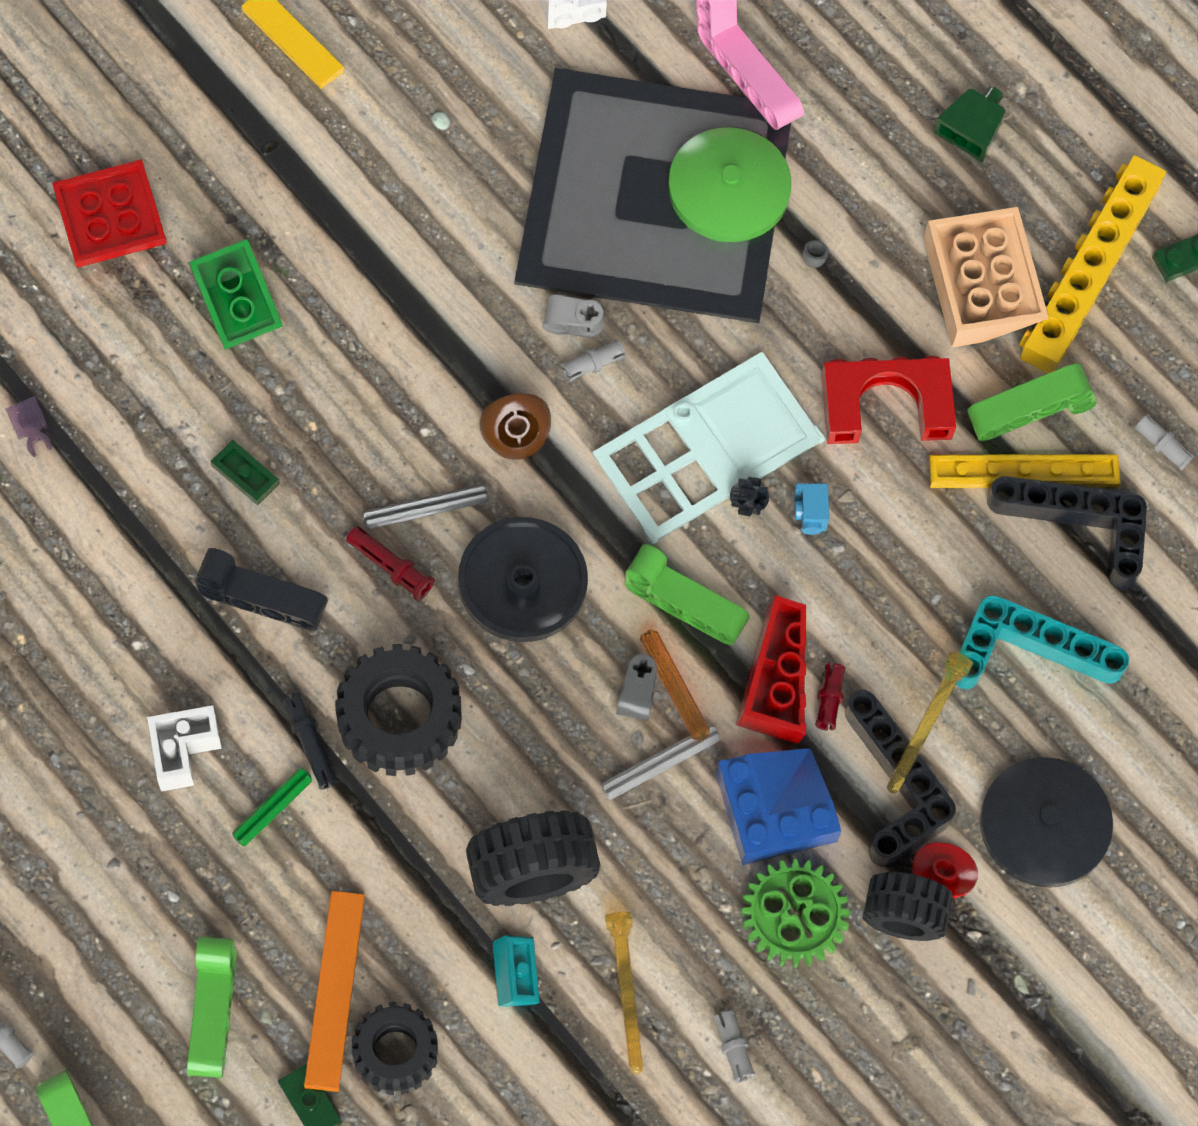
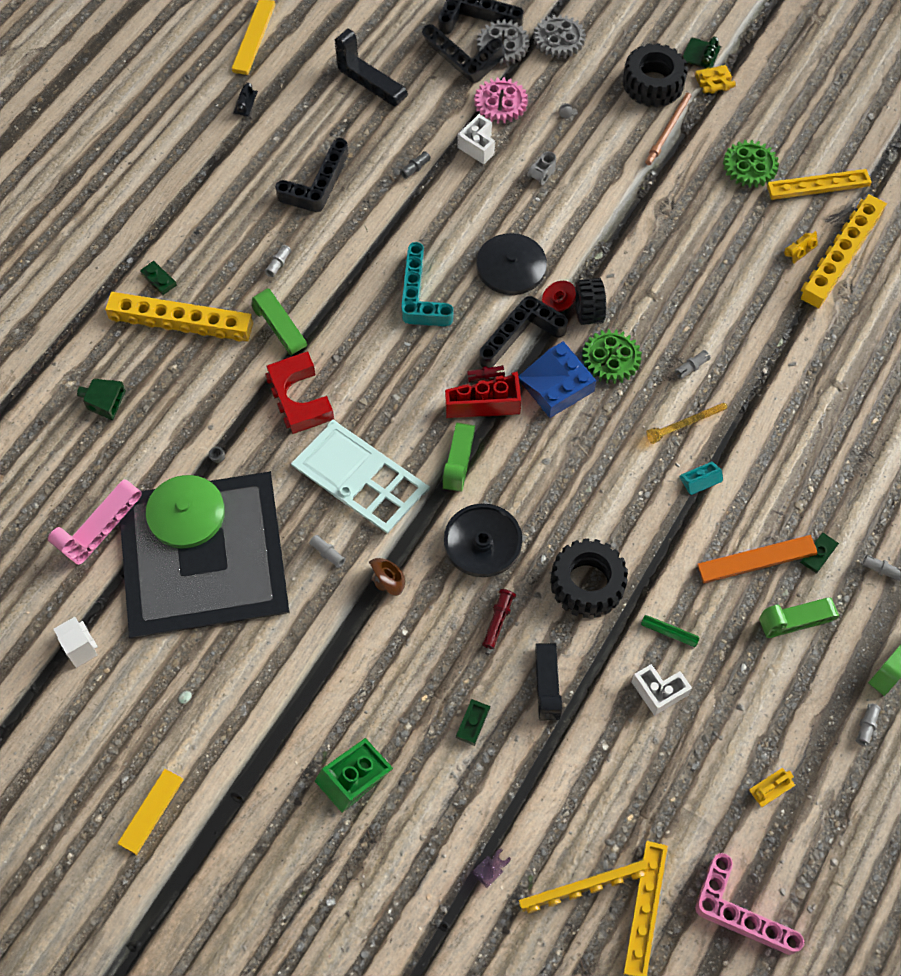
camera: 105 degrees left, 5 degrees down
(109, 213) = (322, 879): red plate -> none
(305, 728) = (617, 629): black pin -> none
(391, 1020) = (778, 503): black tyre -> none
(425, 506) = (454, 612): axle -> none
(532, 858) = (650, 471): black tyre -> none
(570, 316) = (302, 571): light grey piece -> none
(637, 692) = (522, 465): dark grey piece -> none
(657, 764) = (556, 443): light grey axle -> none
(675, 685) = (511, 447): clear orange axle -> none
(749, 496) = (385, 442): black gear -> none
(811, 507) = (380, 410): dark azure brick -> none
(956, 668) = (453, 312): clear yellow piece -> none
(983, 470) = (317, 322): yellow tile -> none
(984, 275) = (207, 363): light nougat slope -> none
(1081, 514) = (330, 267): black beam -> none

